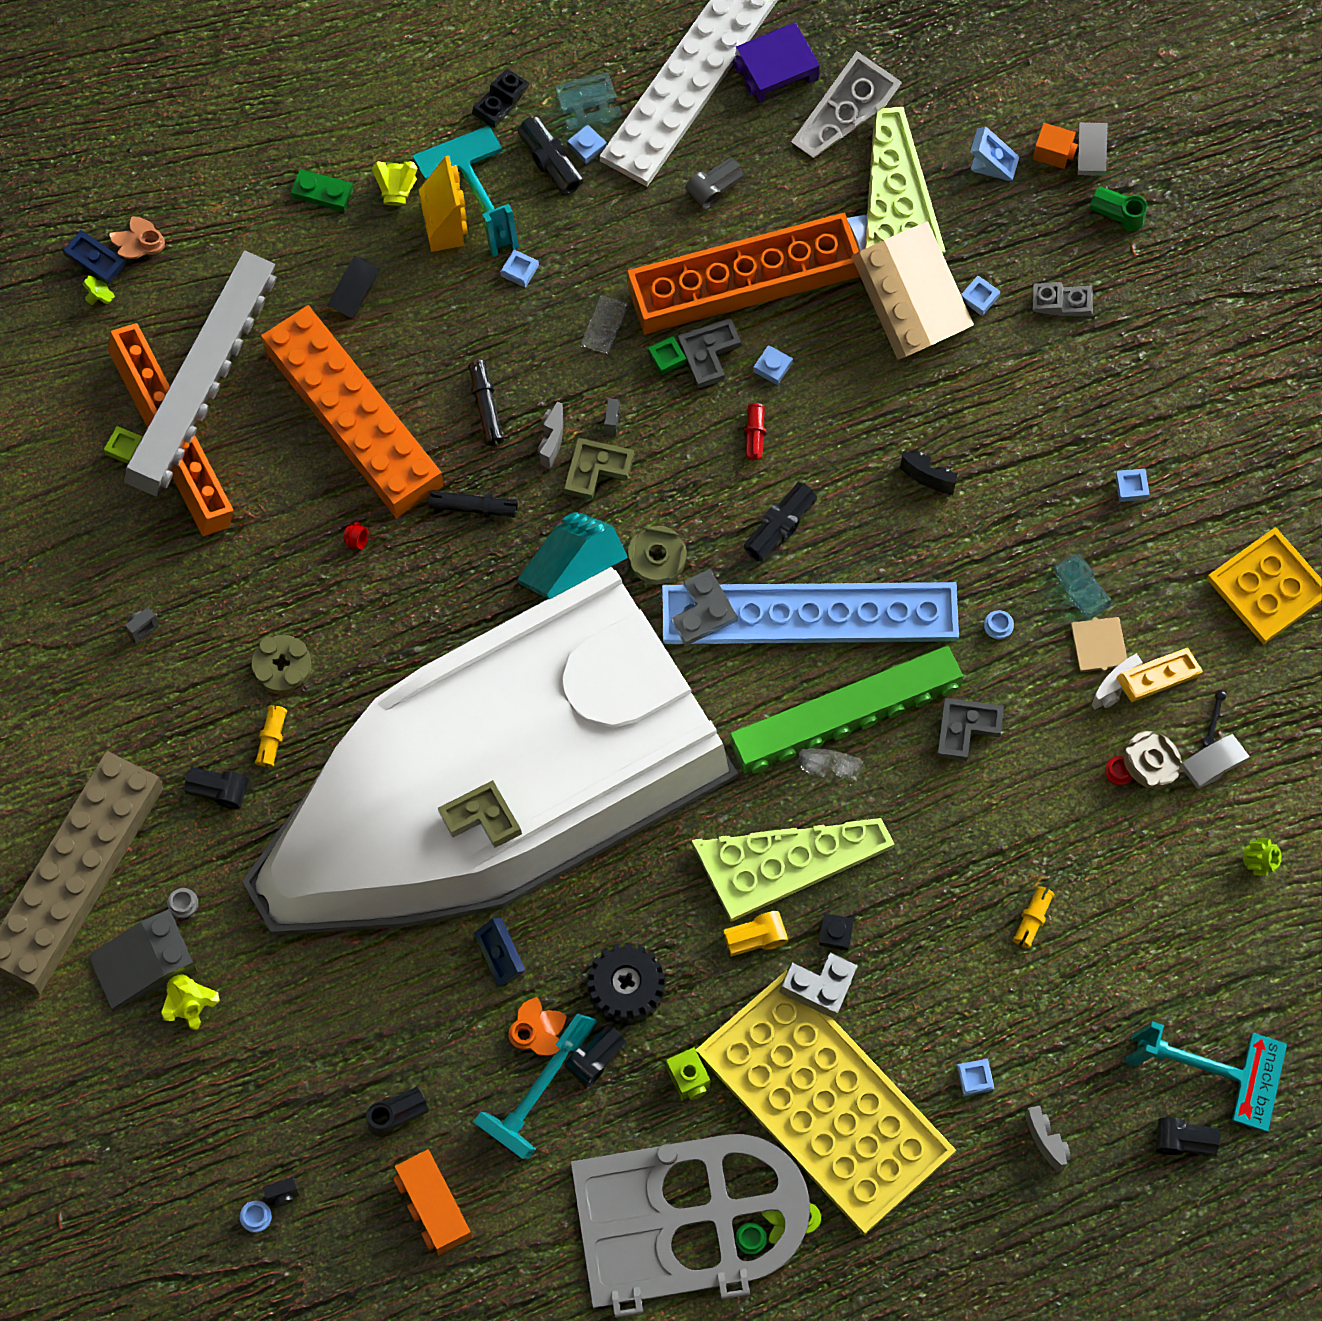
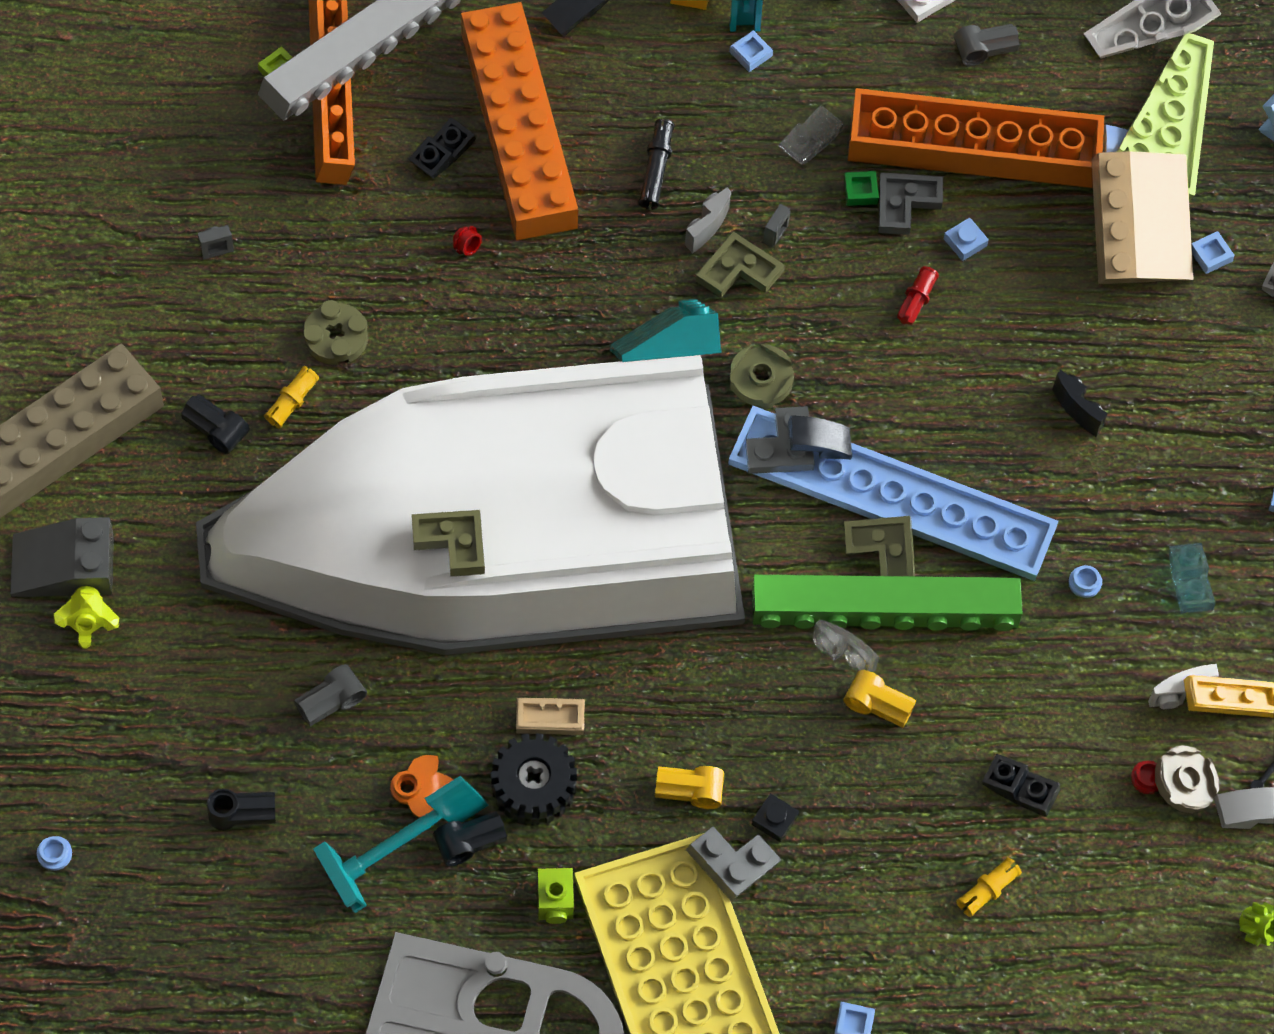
camera: 20 degrees right, 5 degrees down
(182, 903) = (128, 521): light grey plate -> none
(281, 1192) = (90, 839): black plate -> none
(297, 462) = (443, 149): none -> black slope
(429, 976) = (337, 691): none -> dark grey piece
(431, 1203) = (234, 913): orange brick -> none
(484, 505) = (609, 260): black pin -> none
(499, 951) = (420, 695): dark blue plate -> none
(614, 923) = (550, 716): none -> tan plate
(733, 591) = (820, 435): none -> slope
(777, 863) = (748, 725): yellowish green wing -> none
(780, 522) = (902, 392): black piece -> none
(823, 654) = (886, 536): none -> olive plate
(868, 795) = (871, 695): none -> yellow piece
(961, 720) = (1001, 660): dark grey plate -> none
(1021, 820) = (1020, 786): none -> black slope
(1098, 644) = (1182, 642): tan piece -> none

